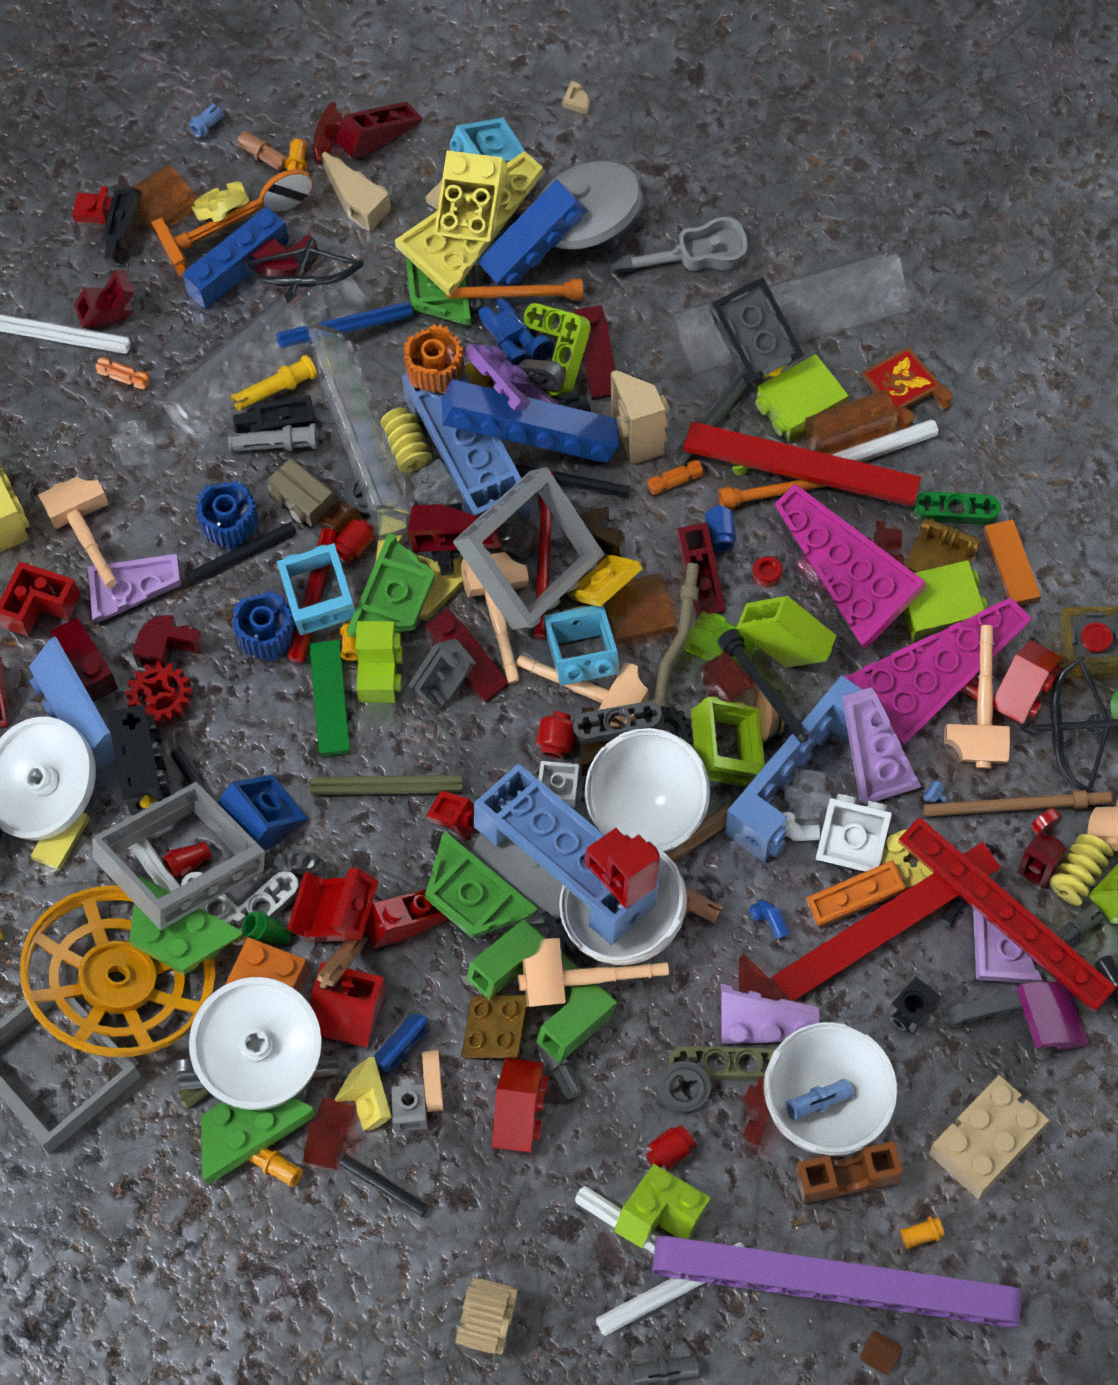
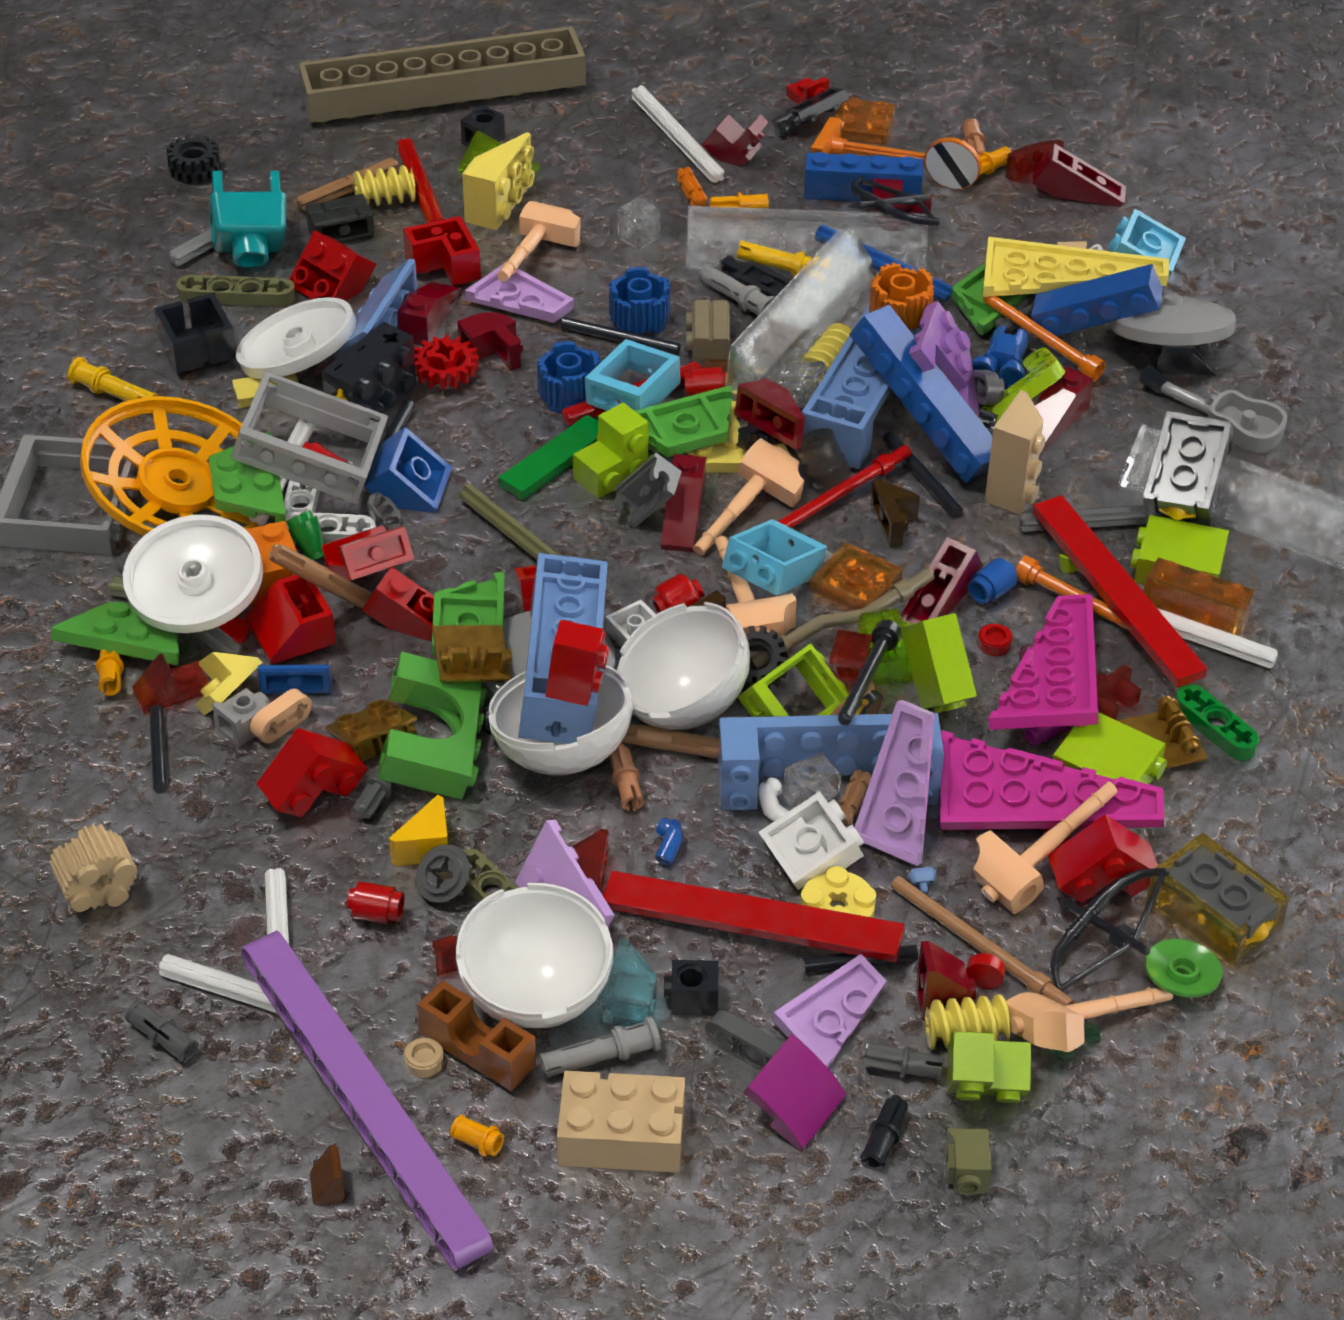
camera: 45 degrees right, 20 degrees down
(175, 357) = (740, 201): none -> light orange axle
(200, 125) = (958, 99): medium blue pin -> none
(217, 203) = (896, 138): light yellow plate -> none
(360, 198) = (1006, 206): tan slope -> none
(470, 196) = (1082, 244): light yellow slope -> none
(489, 574) = (815, 406): light grey window -> none
(510, 915) = (471, 653): none -> pearl gold hinge
(546, 980) = (440, 709): light nougat piece -> none
(576, 99) = (1264, 269): tan tile -> none
(605, 580) = (850, 534): yellow tile -> none
(608, 714) = (749, 616): dark grey beam -> none
(637, 1069) = (419, 834): none -> yellow slope
(664, 1203) = (309, 916): lime brick -> none
(675, 477) = (1006, 529): orange axle -> none
(819, 1099) = (503, 956): medium blue pin -> none
(825, 1216) = (423, 1057): none -> tan tile
(834, 779) = (854, 795): none -> medium nougat axle
(856, 894) = (756, 878): orange tile -> none
(890, 1038) = (630, 989): none -> clear light blue slope
(906, 383) = (1288, 614): flag -> none
(919, 1087) = (619, 1044): none -> light grey pin
(1007, 914) = (853, 992): red tile -> none
(1012, 562) = (1213, 792): orange tile -> none
(1096, 637) = (1201, 872): red piece -> none

